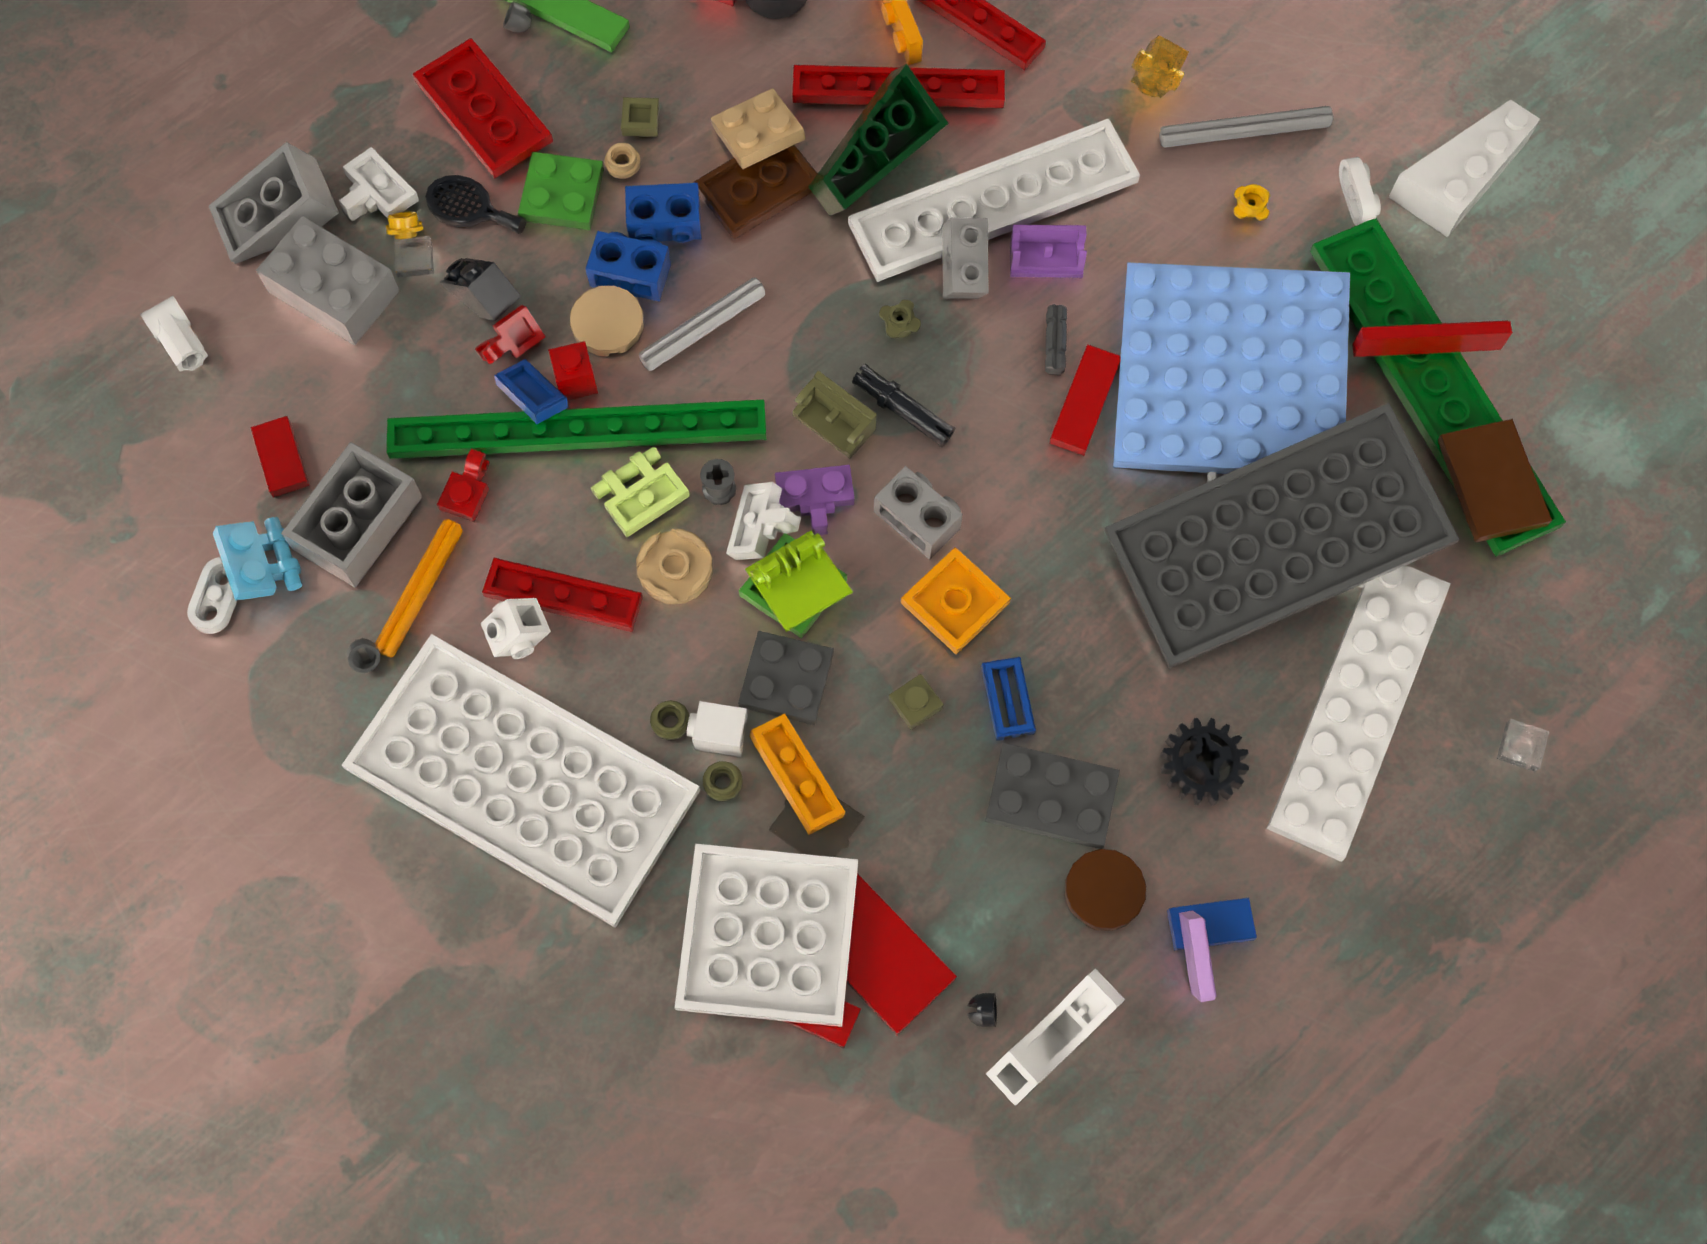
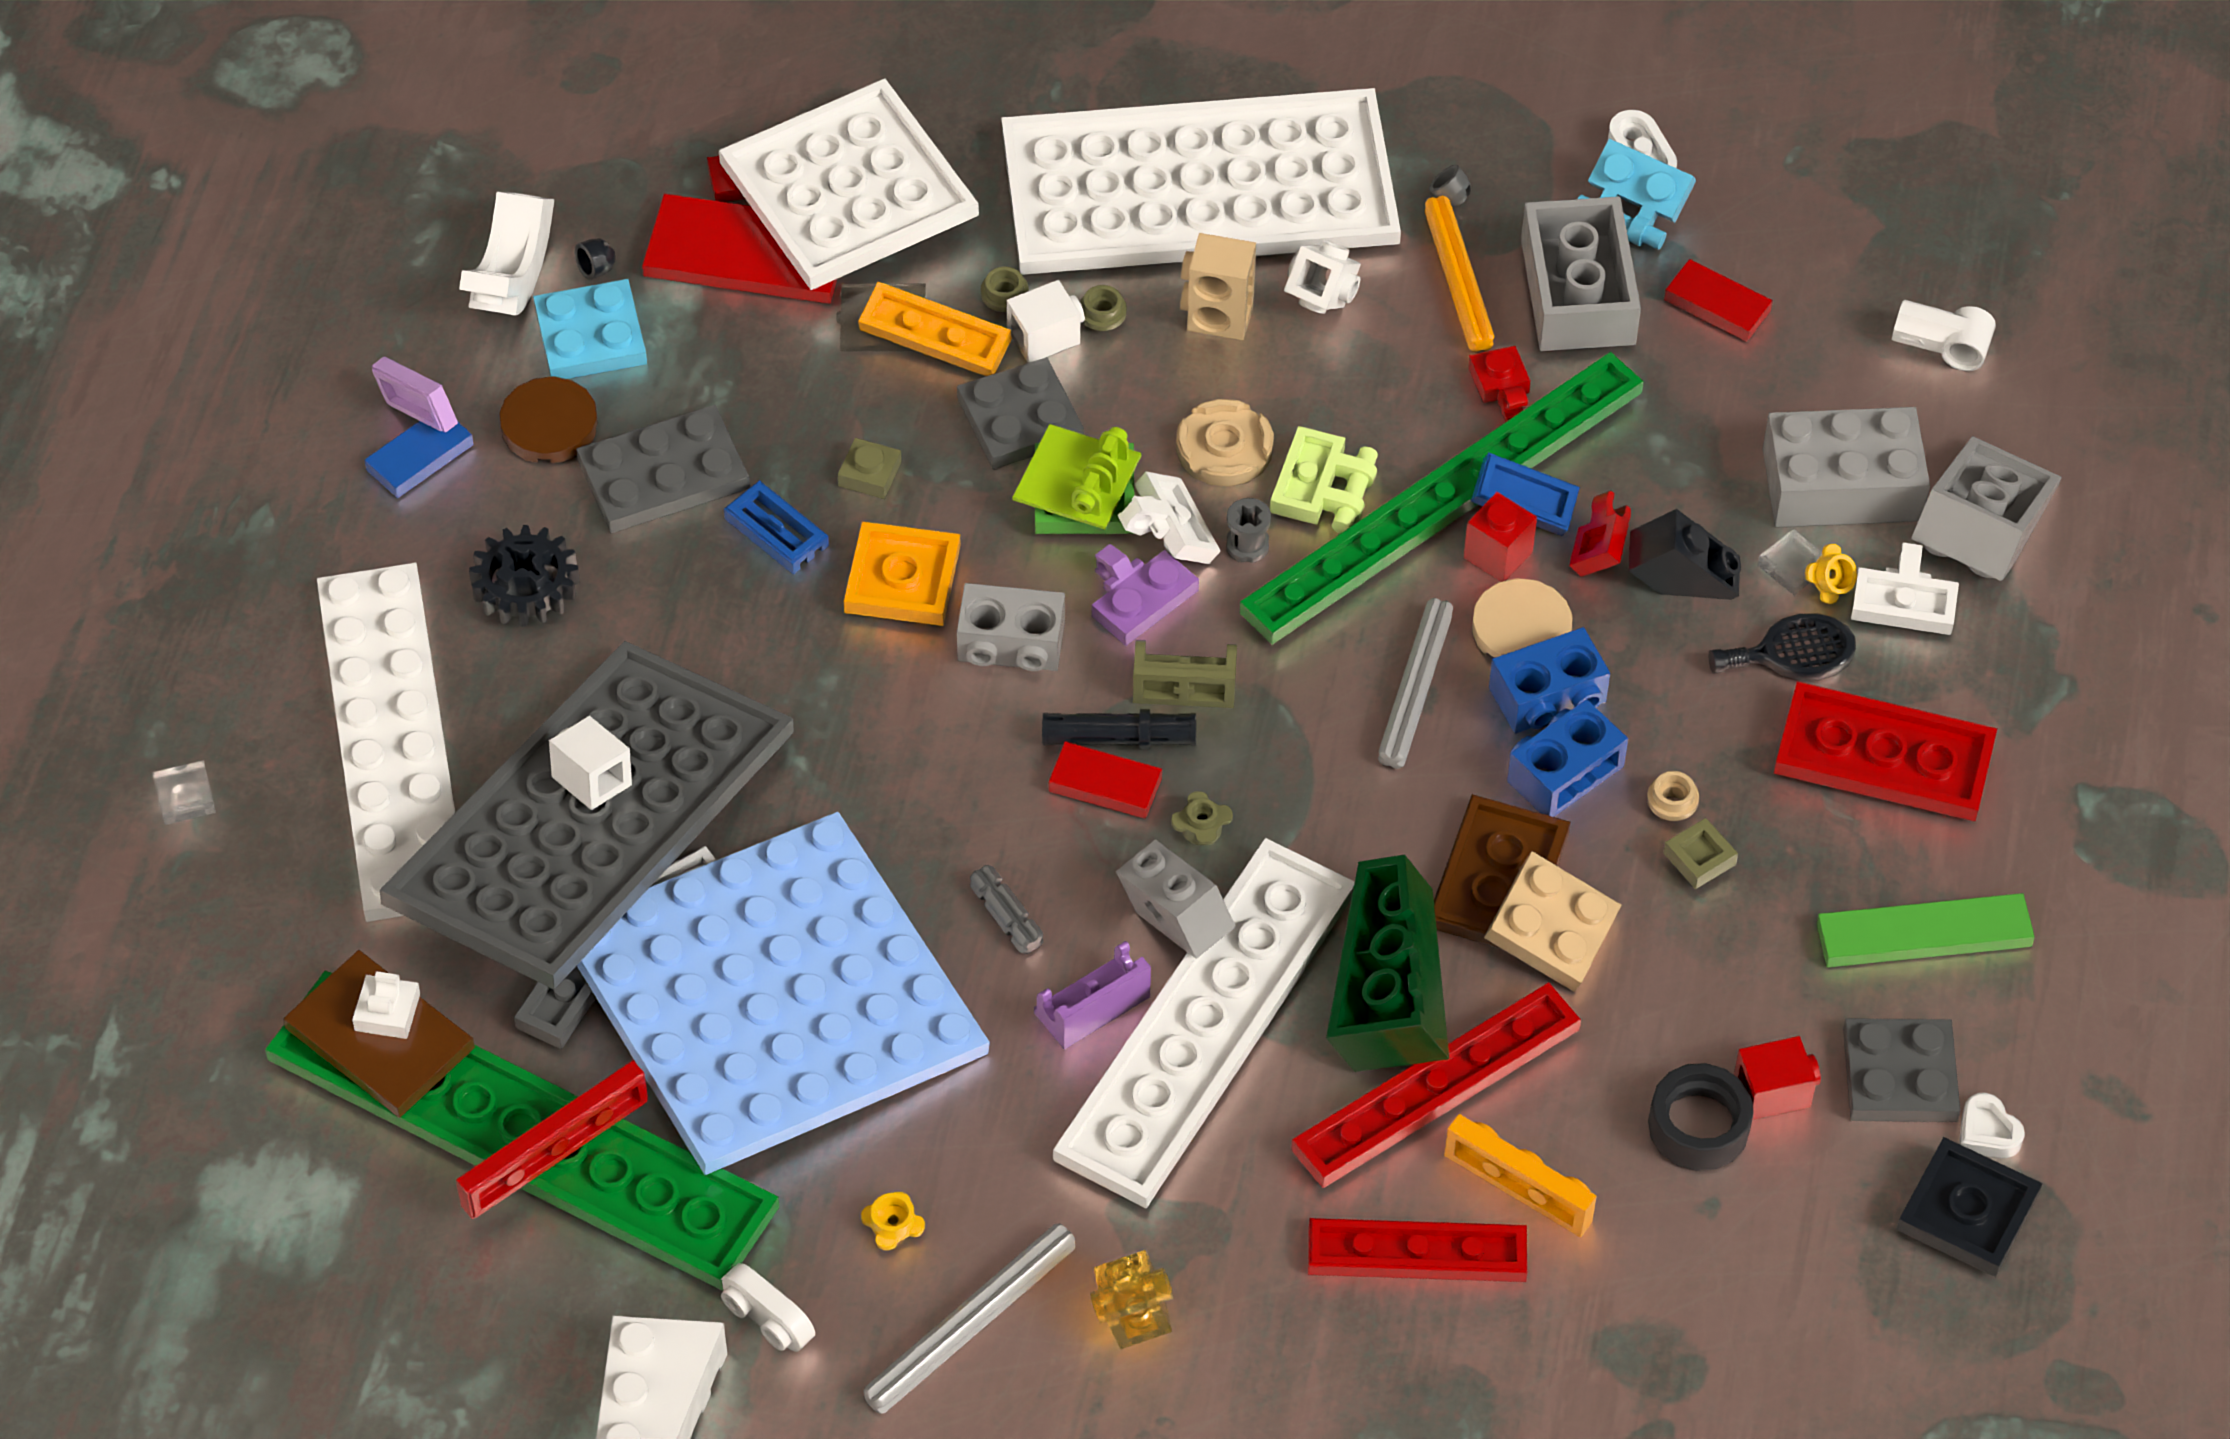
camera: 145 degrees right, 15 degrees down
(517, 18) = (1961, 878): dark grey hinge -> none
(561, 190) = (1709, 726): bright green plate -> none
(564, 594) = (1312, 352): red tile -> none
(591, 657) = (1219, 286): none -> tan brick
(935, 383) = (1105, 780): none -> red tile
(1027, 951) = (590, 330): none -> medium azure plate
(1085, 400) = (921, 866): red tile -> none
(1270, 547) = (590, 762): none -> white brick
(1487, 480) = (386, 1005): none -> white tile

